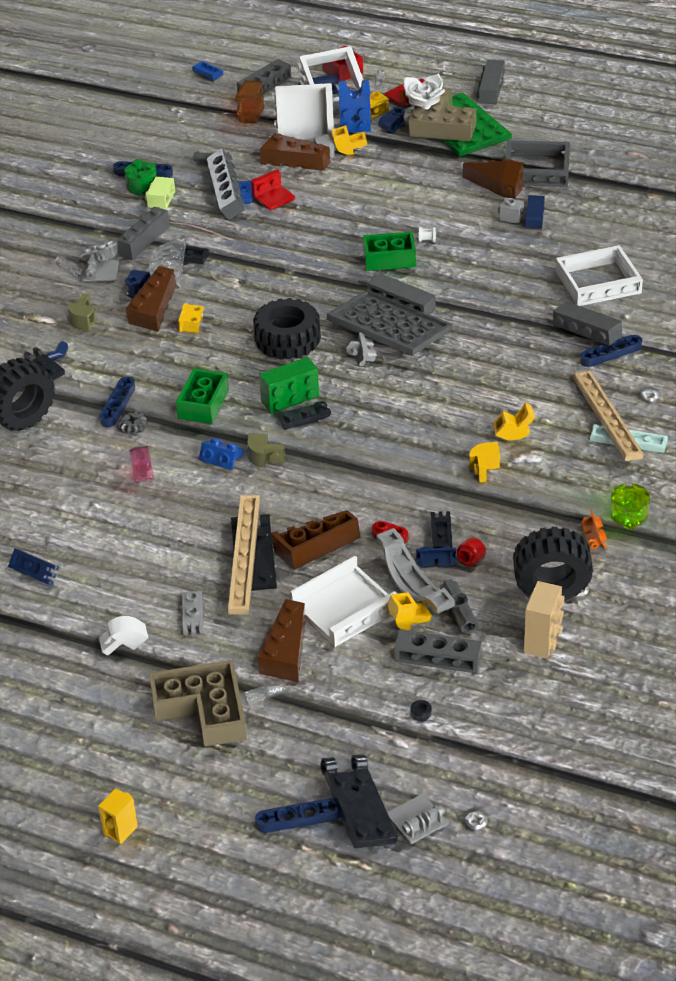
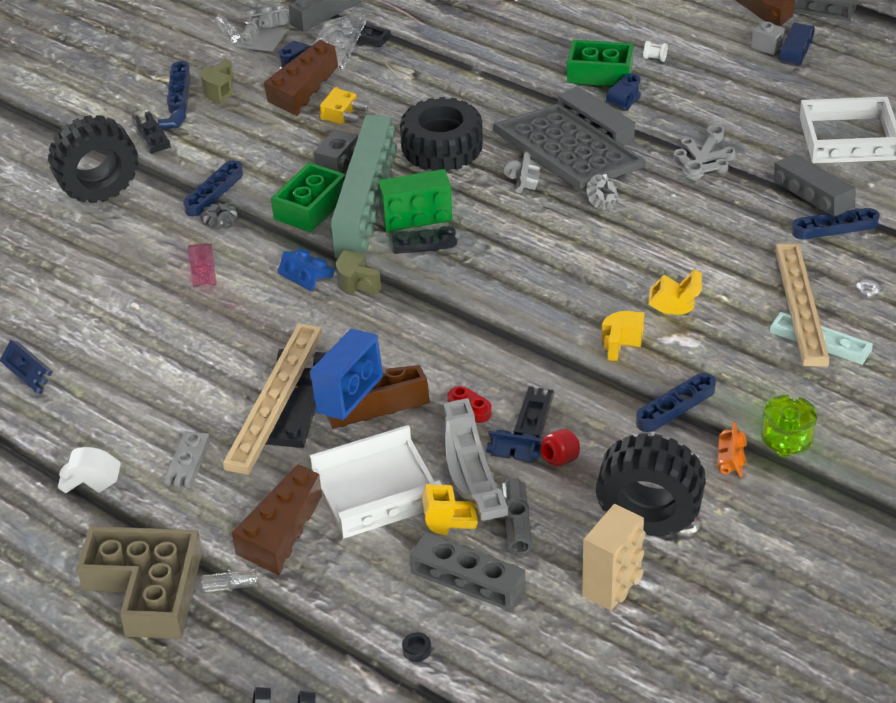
camera: 15 degrees right, 0 degrees up
(48, 323) = (178, 90): none -> dark blue beam
(207, 354) = (336, 150): none -> dark grey brick
(244, 379) = (360, 191): none -> sand green brick
(301, 525) = (346, 374): none -> blue brick
(416, 271) = (624, 92): none -> dark blue piece
(425, 358) = (596, 196): none -> light grey gear
(492, 325) = (694, 168): none -> light grey plant
(537, 502) = (698, 387): none -> dark blue beam

